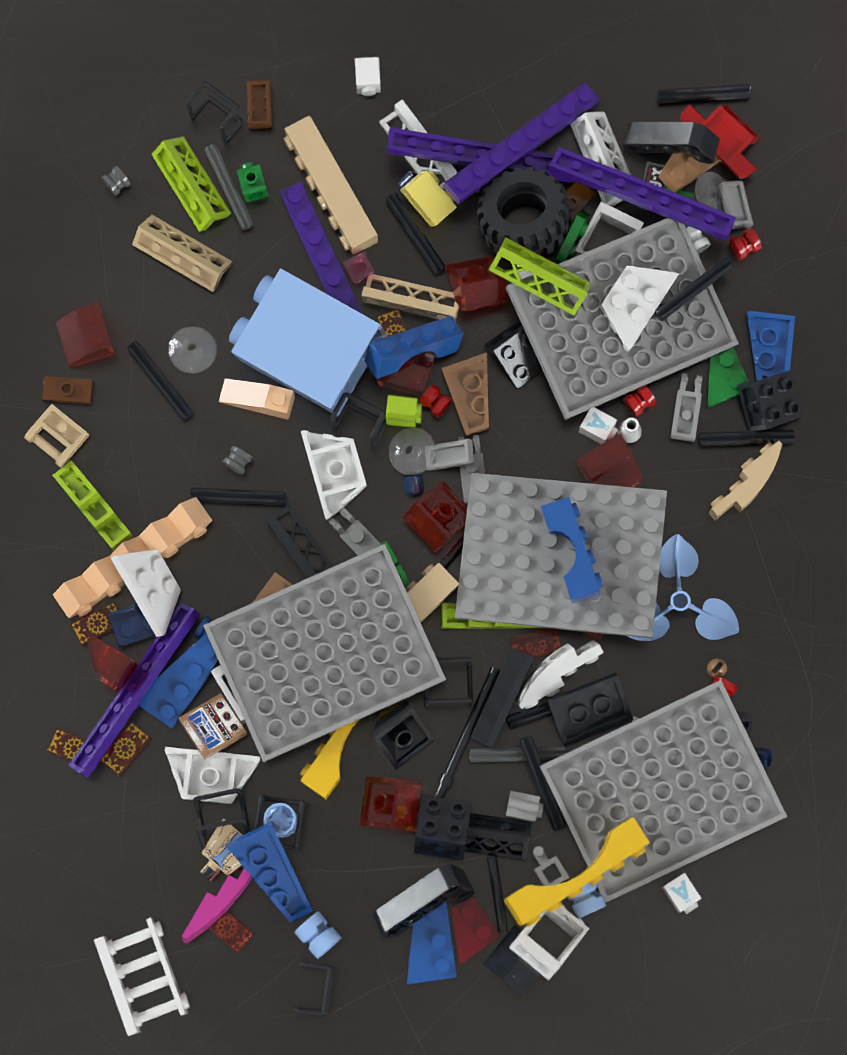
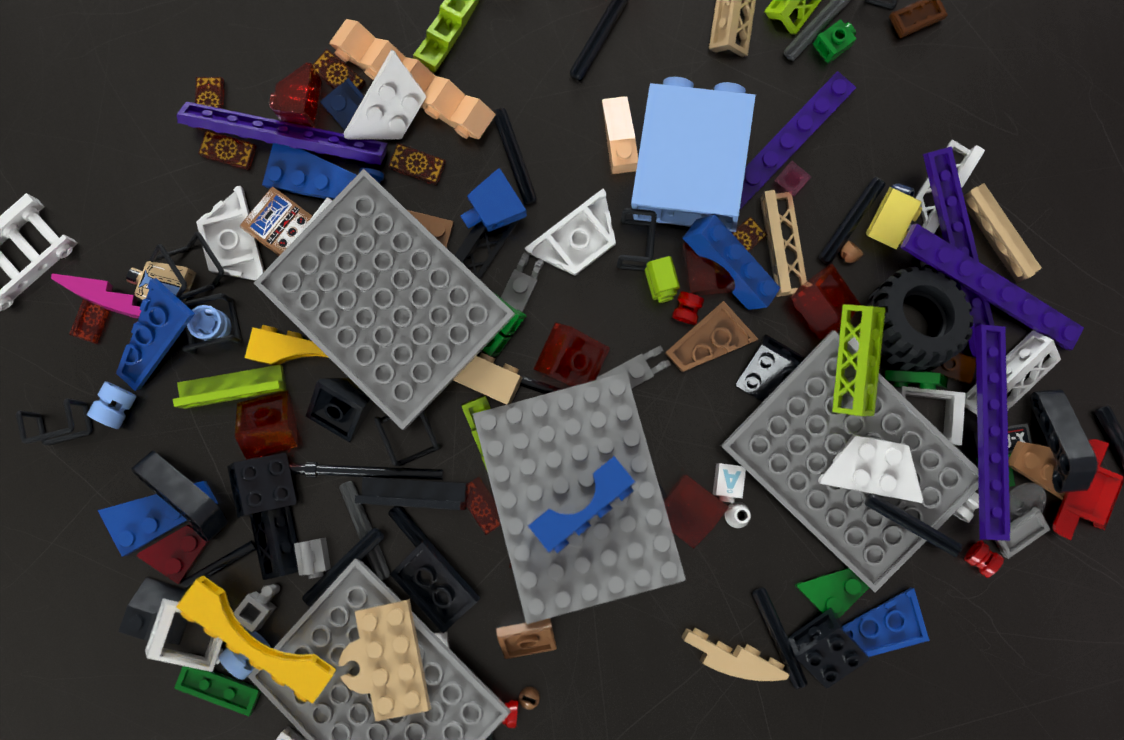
camera: 65 degrees right, 5 degrees up
(196, 360) = (643, 65): clear dish -> none
(209, 584) = (417, 164): none -> tile
(237, 460) = (549, 139): dark grey wheel -> none
(279, 526) = (493, 204): none -> blue torso
(331, 185) = (865, 118): tan brick -> none
(343, 824) = (230, 387): none -> lime fence
(367, 76) = (994, 108): white brick -> none
(413, 484) = (595, 320): dark blue piece -> none
(422, 451) = (630, 315): clear dish -> none
(442, 245) = (851, 252): none -> medium nougat hinge
(452, 454) = (638, 343): light grey tile -> none
(477, 115) = (1001, 233): none -> tan fence
(547, 675) = (452, 529): white slope -> none
(605, 933) = (218, 689): none -> green plate
(638, 768) = (388, 661): none -> tan plate
(639, 400) = (772, 513): red wheel -> none
(665, 646) = (526, 638): none -> medium nougat tile
(686, 410) = (783, 565): light grey hinge -> none
(715, 618) = (581, 677): light blue plant -> none

